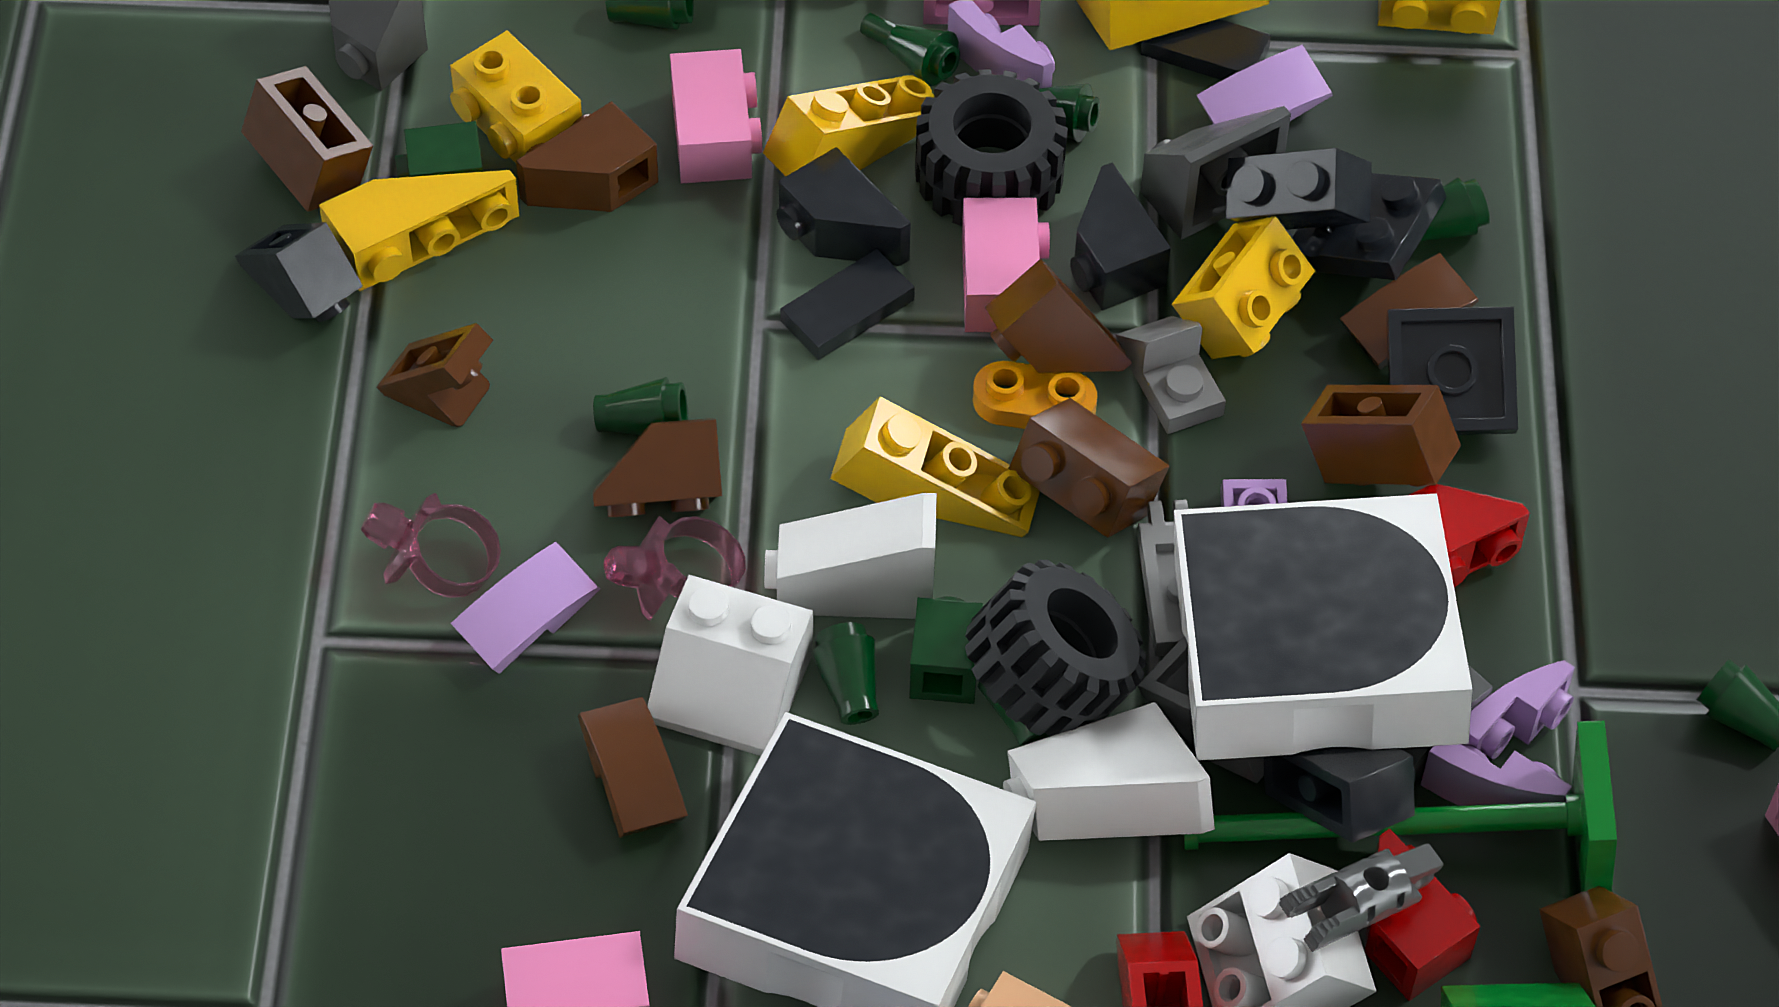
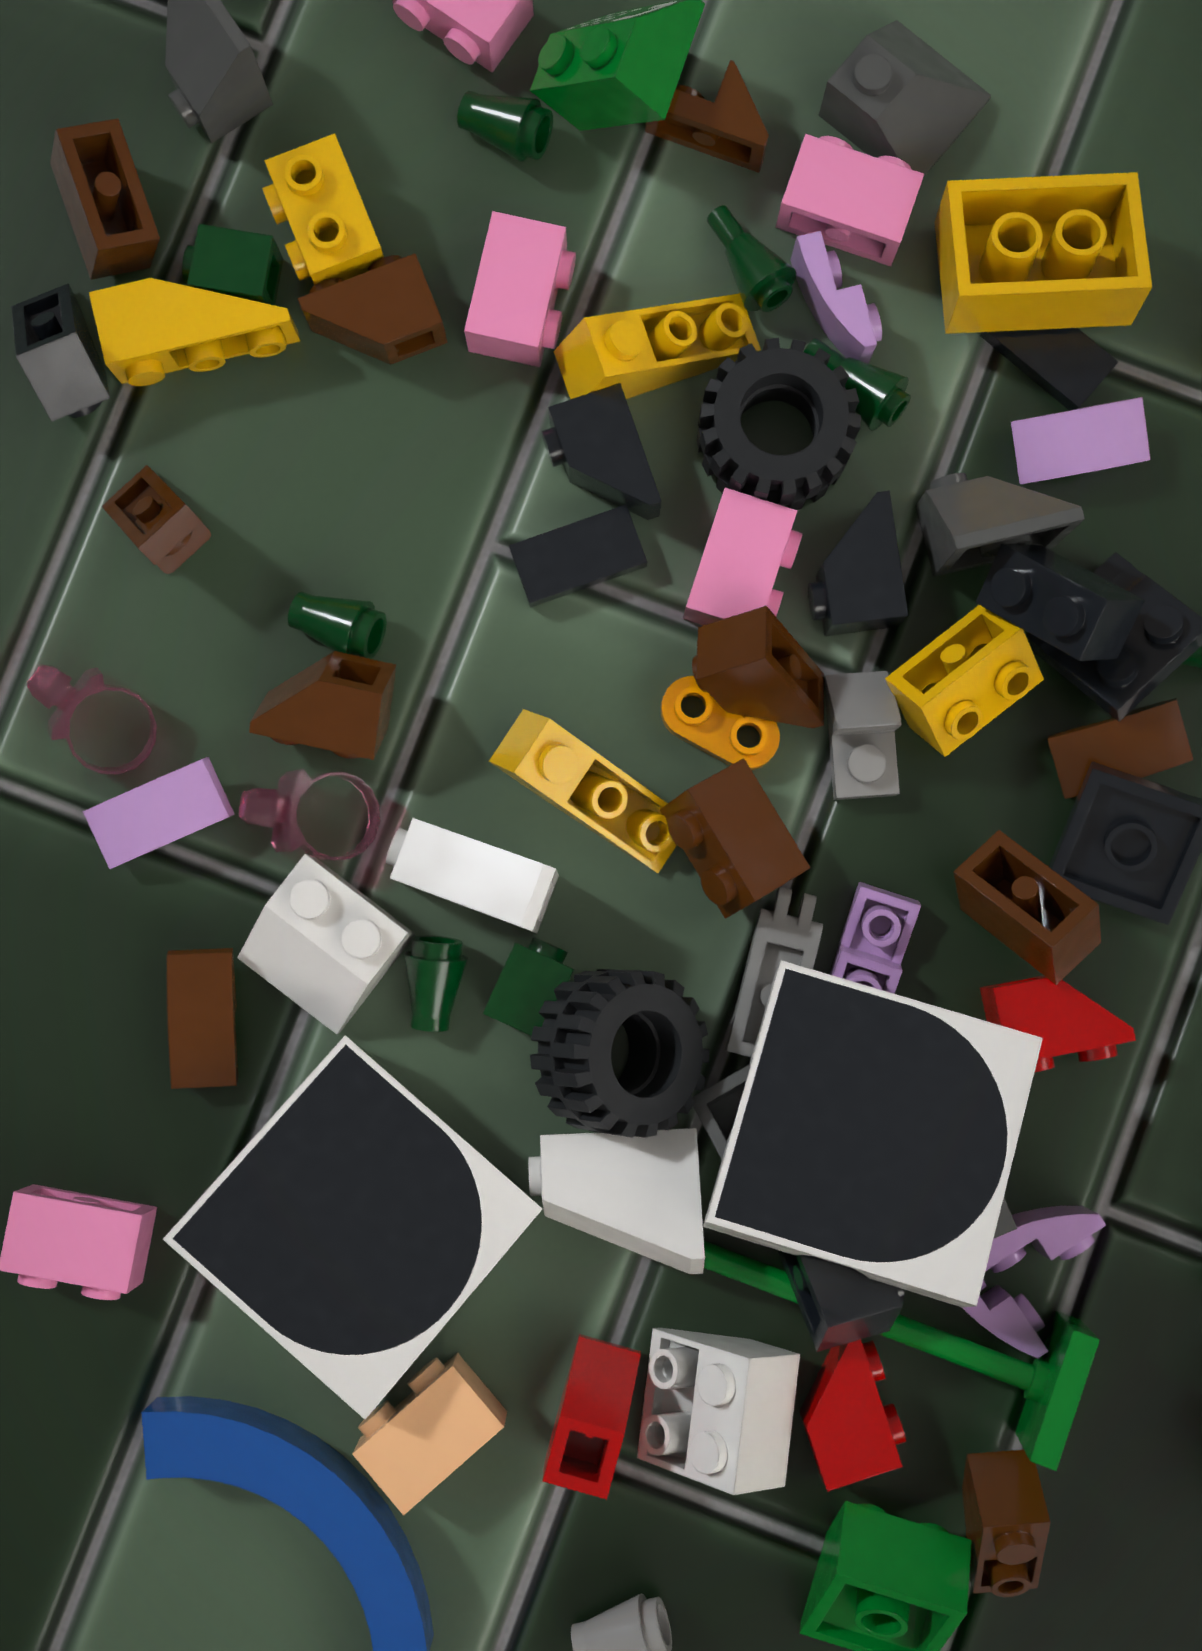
camera: 20 degrees right, 30 degrees up
(1363, 893) = (799, 1428): dark grey hinge -> none

